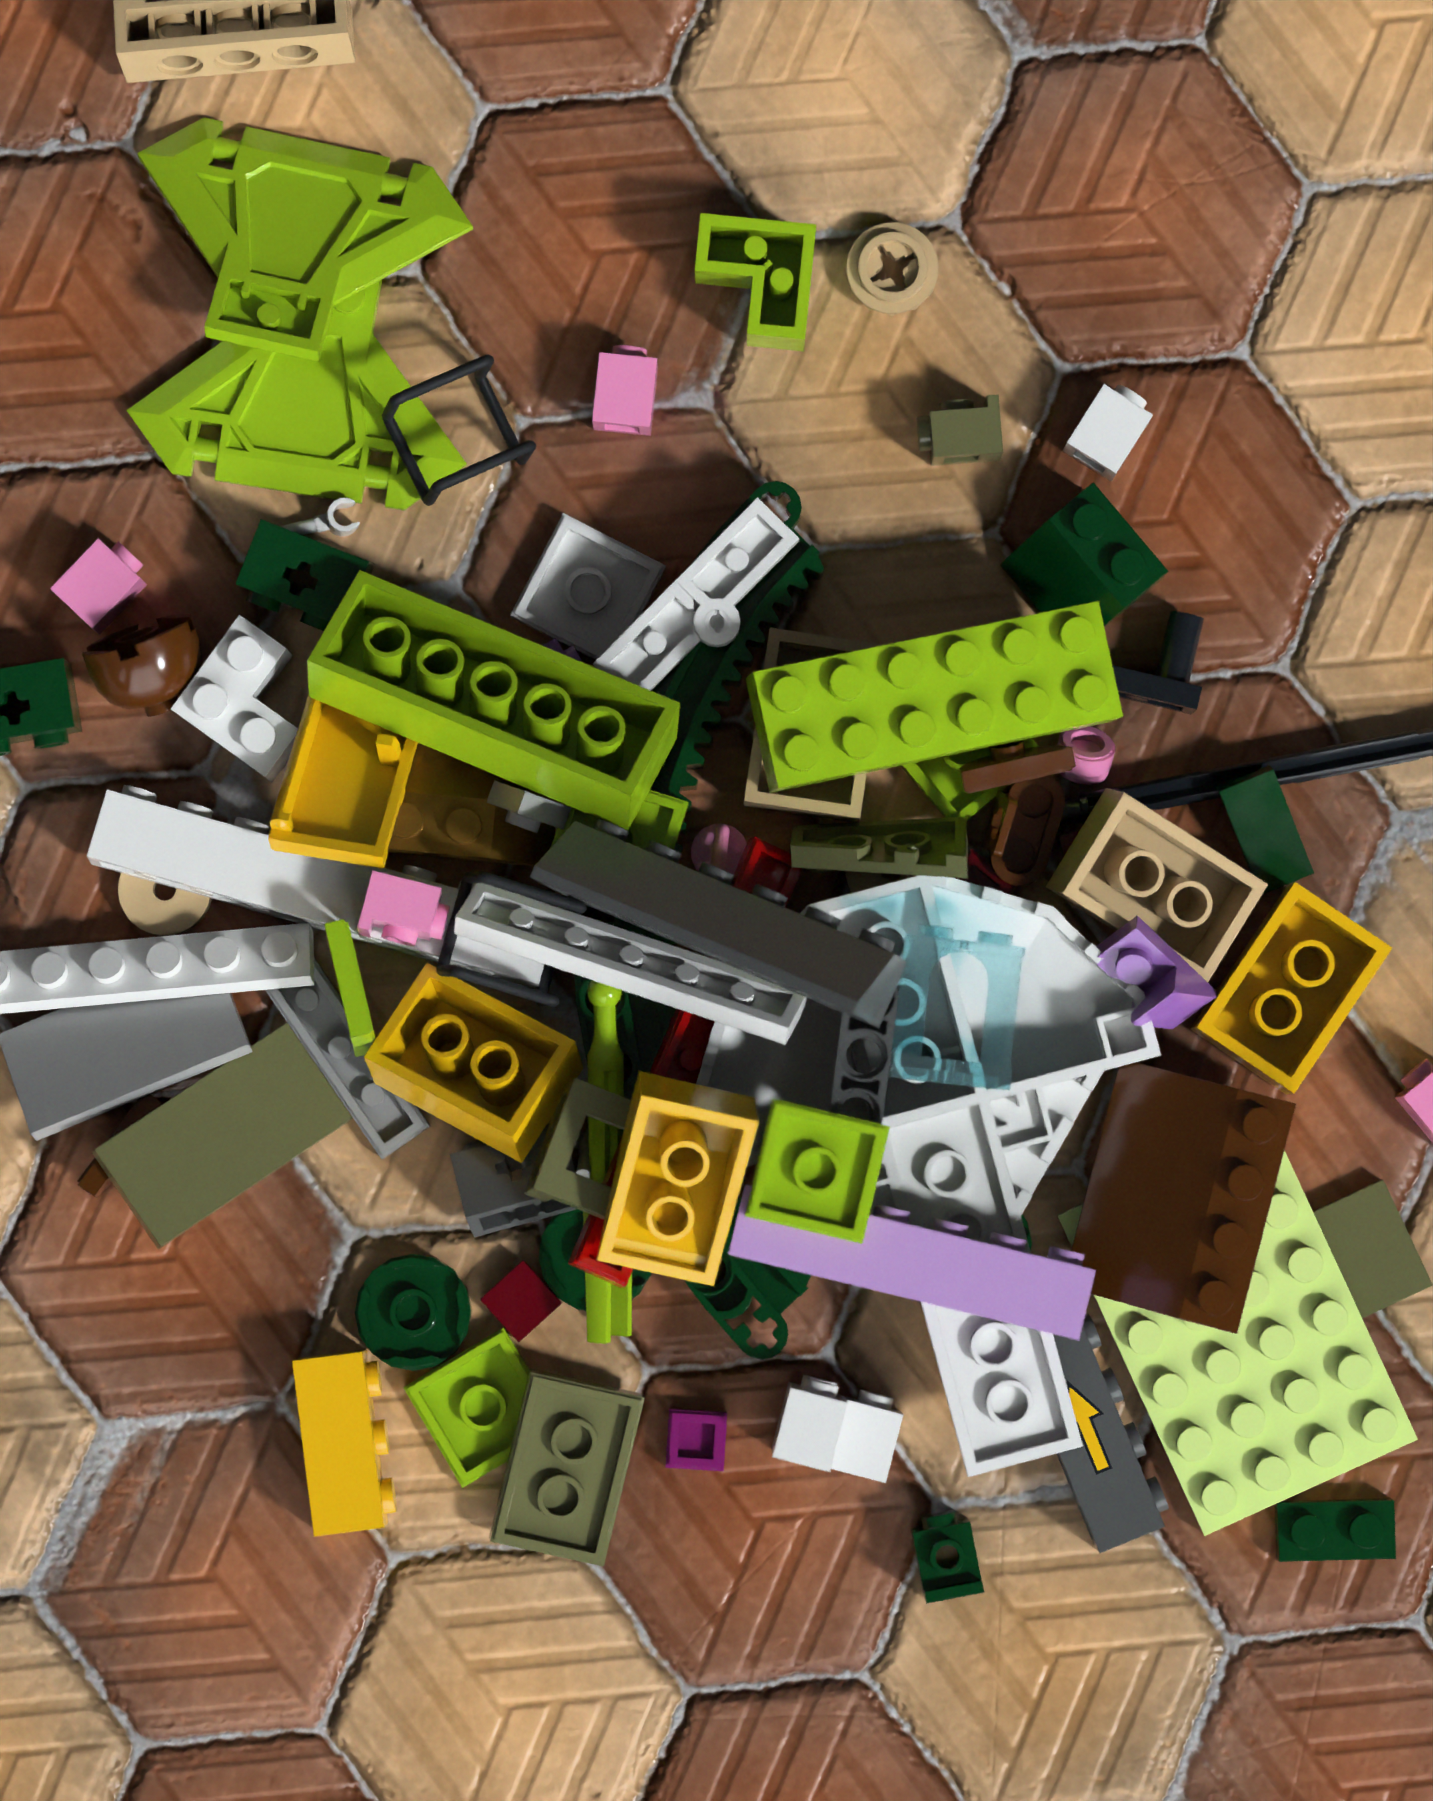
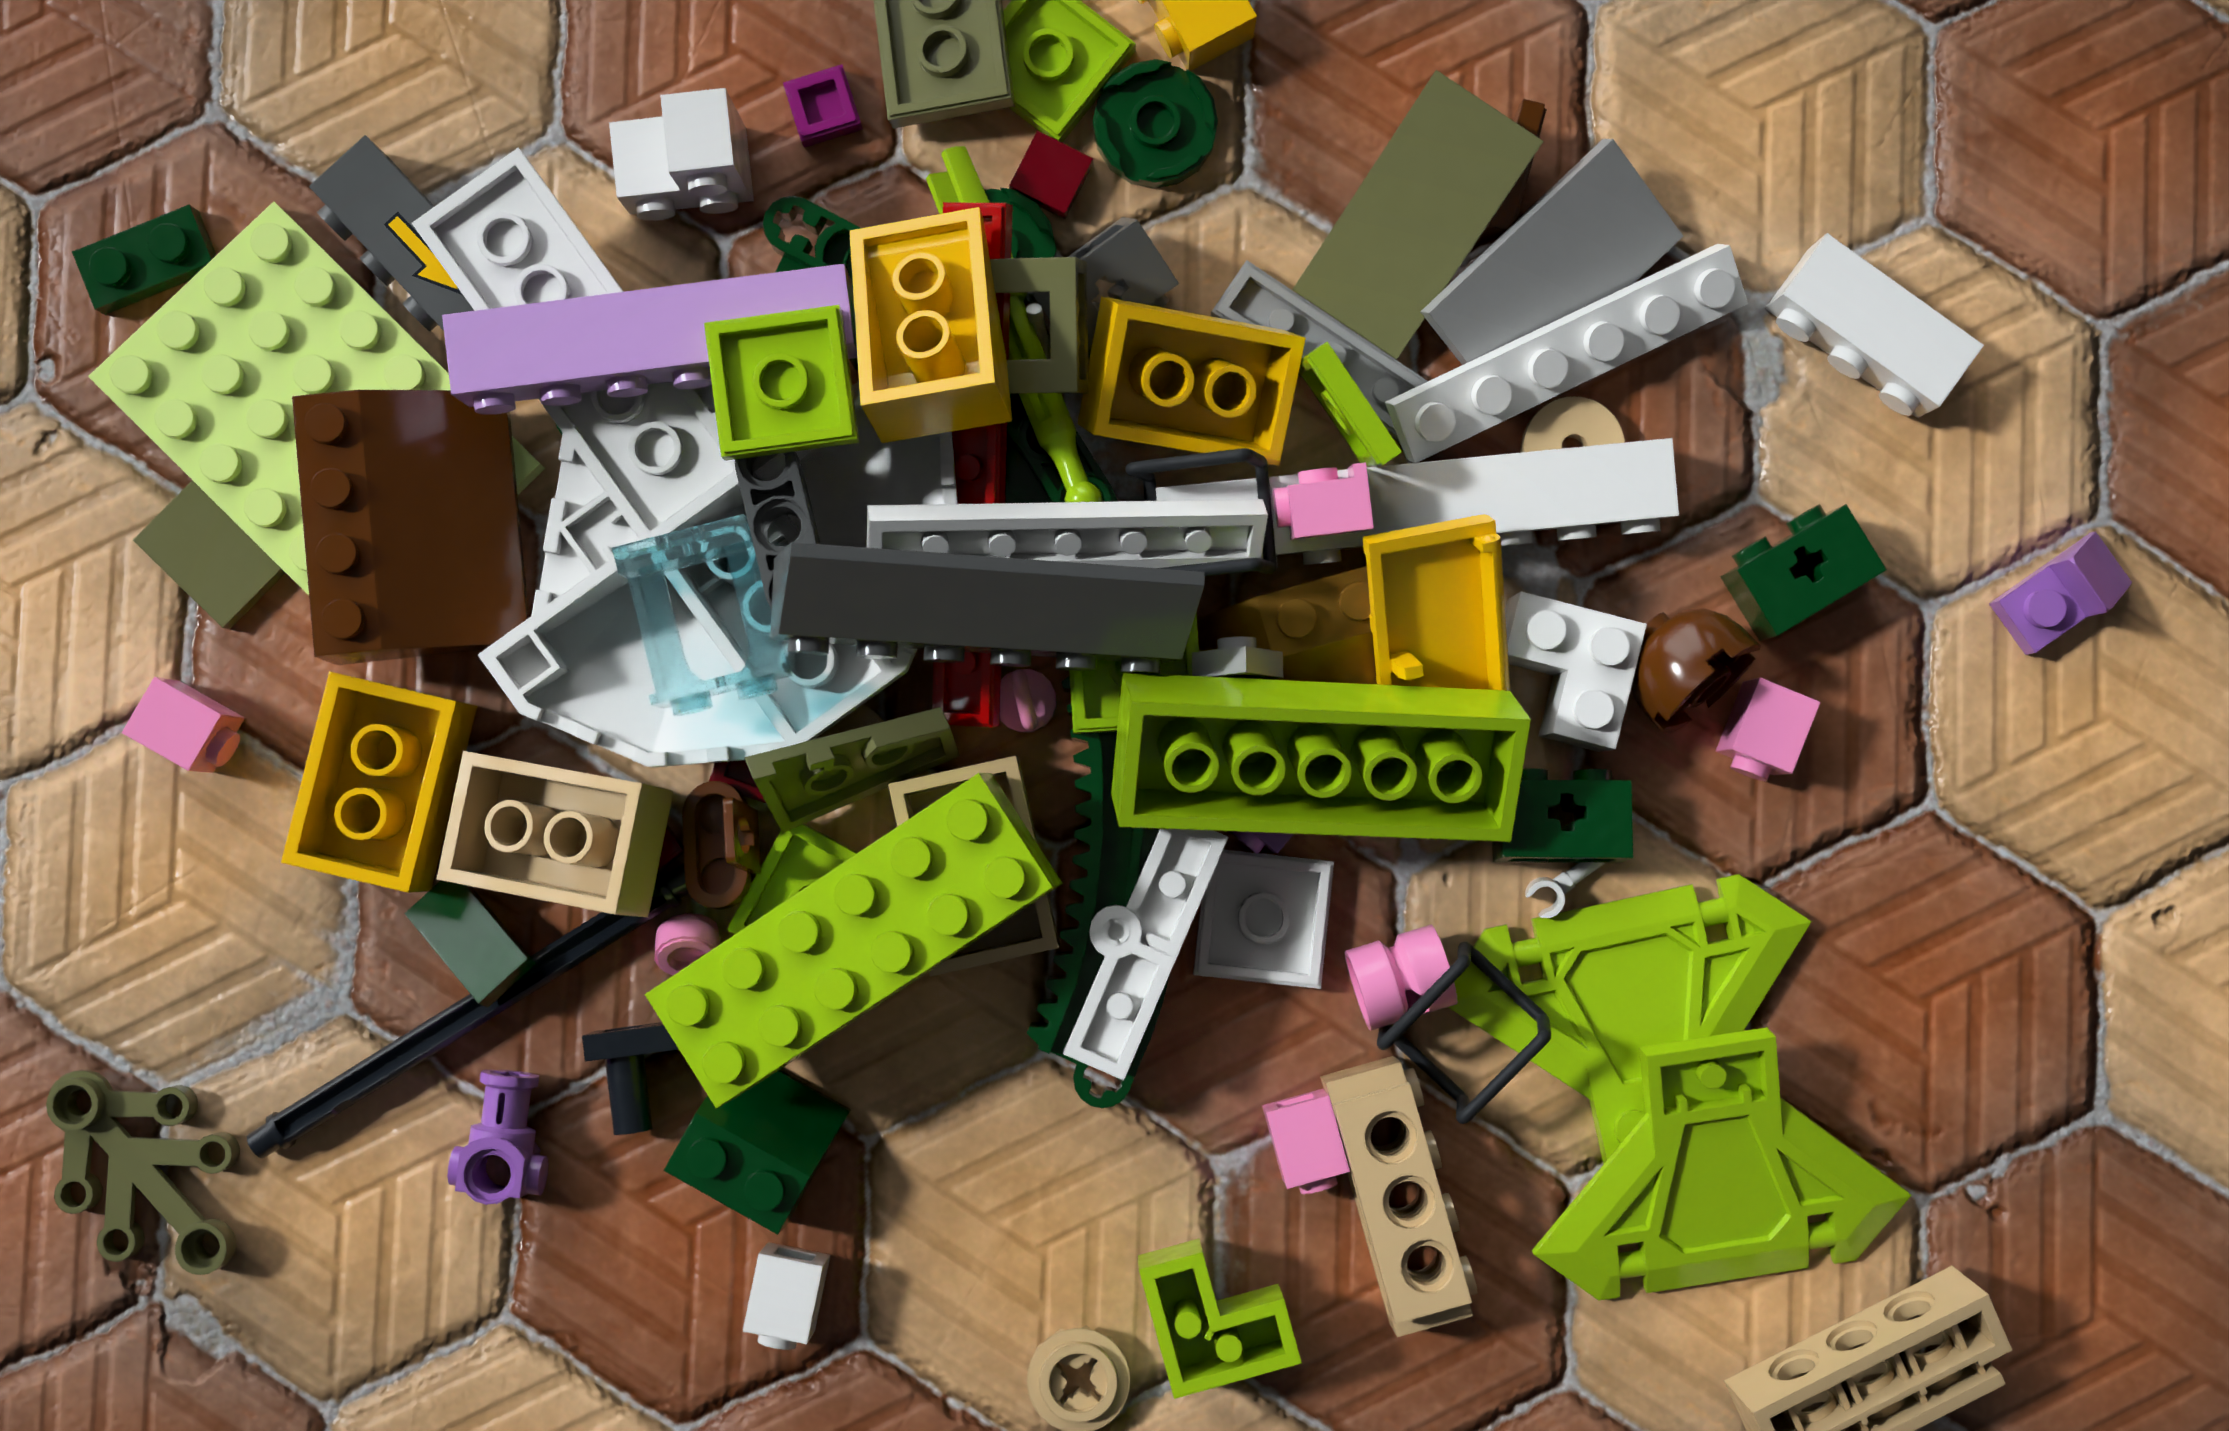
camera: 155 degrees right, 0 degrees up
(495, 497) = (1396, 977): none -> bright pink wheel
(567, 407) = (1443, 1288): none -> tan brick
(950, 1582) = (509, 59): dark green brick -> none
(962, 432) = (938, 1234): olive brick -> none
(1014, 764) = (746, 901): reddish brown plate -> none
(1169, 983) = (528, 747): medium lavender slope -> none
(1299, 653) = (503, 1134): none -> medium lavender connector

